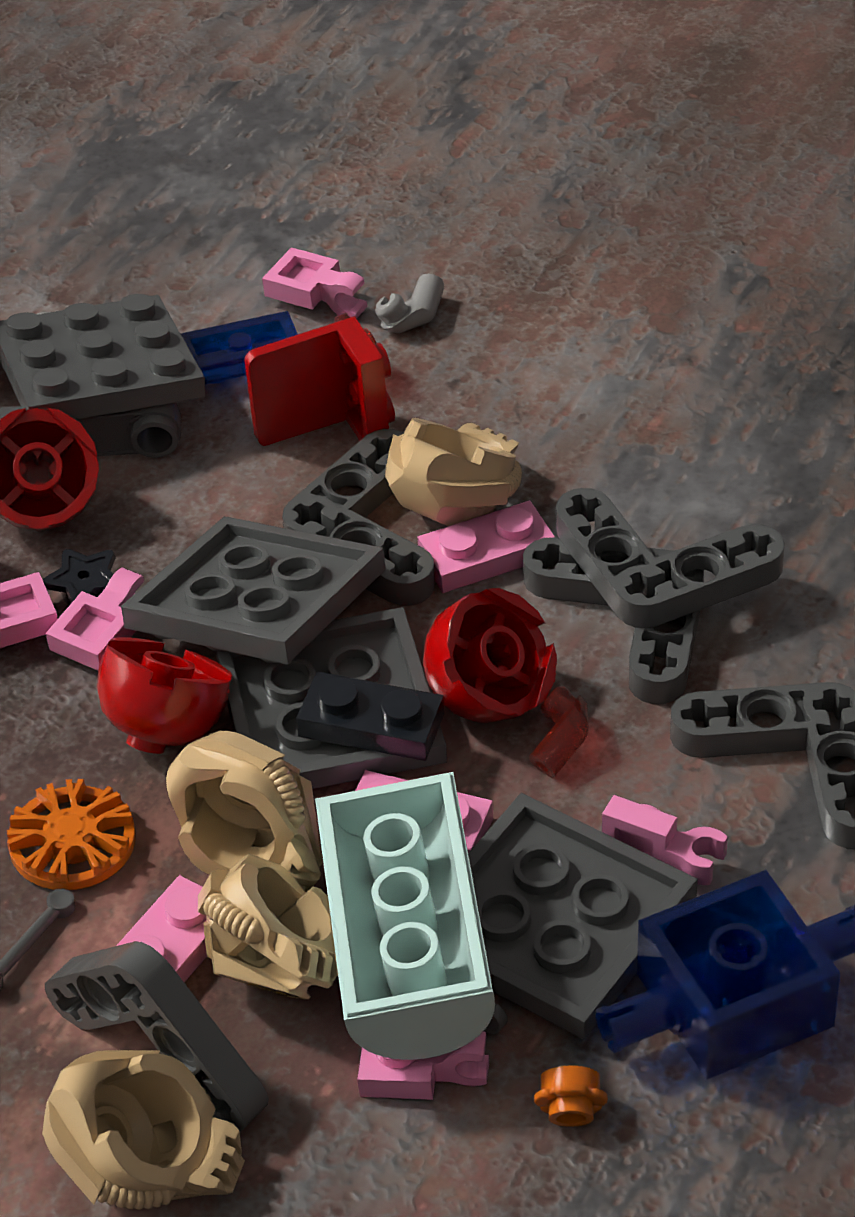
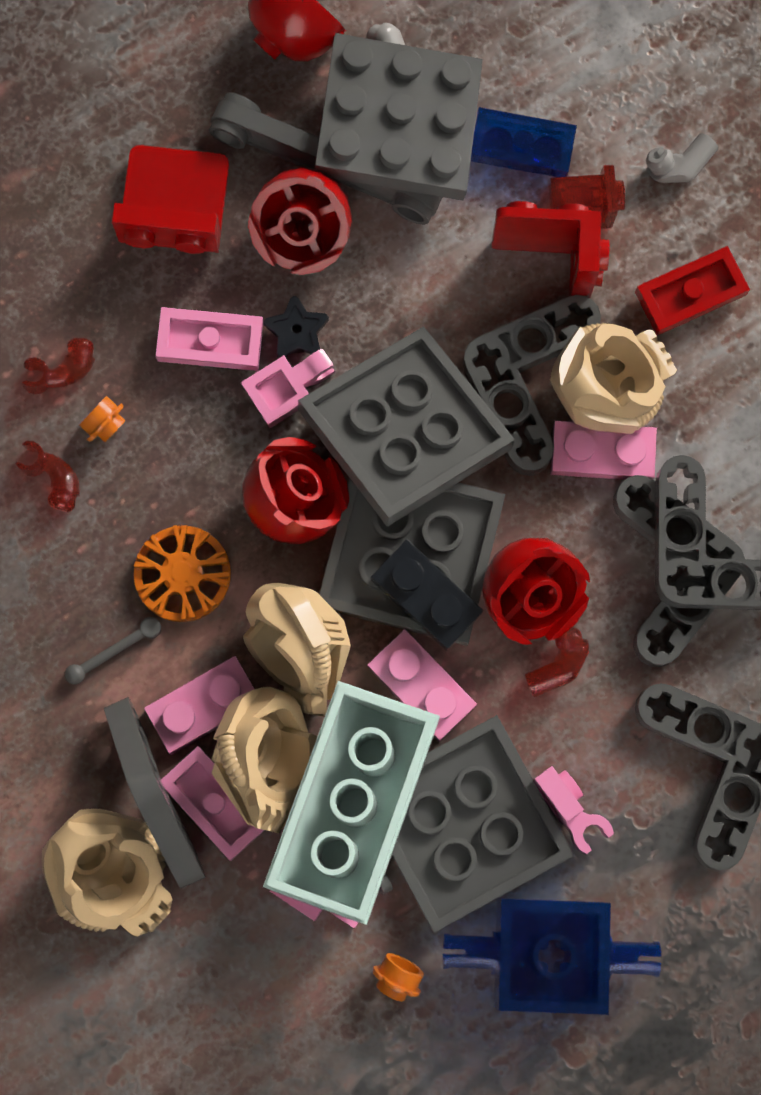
camera: 20 degrees right, 35 degrees up
(260, 1025) = (208, 804): none -> bright pink plate
(309, 278) = (613, 90): bright pink plate -> none
(492, 386) = (692, 290): none -> red plate

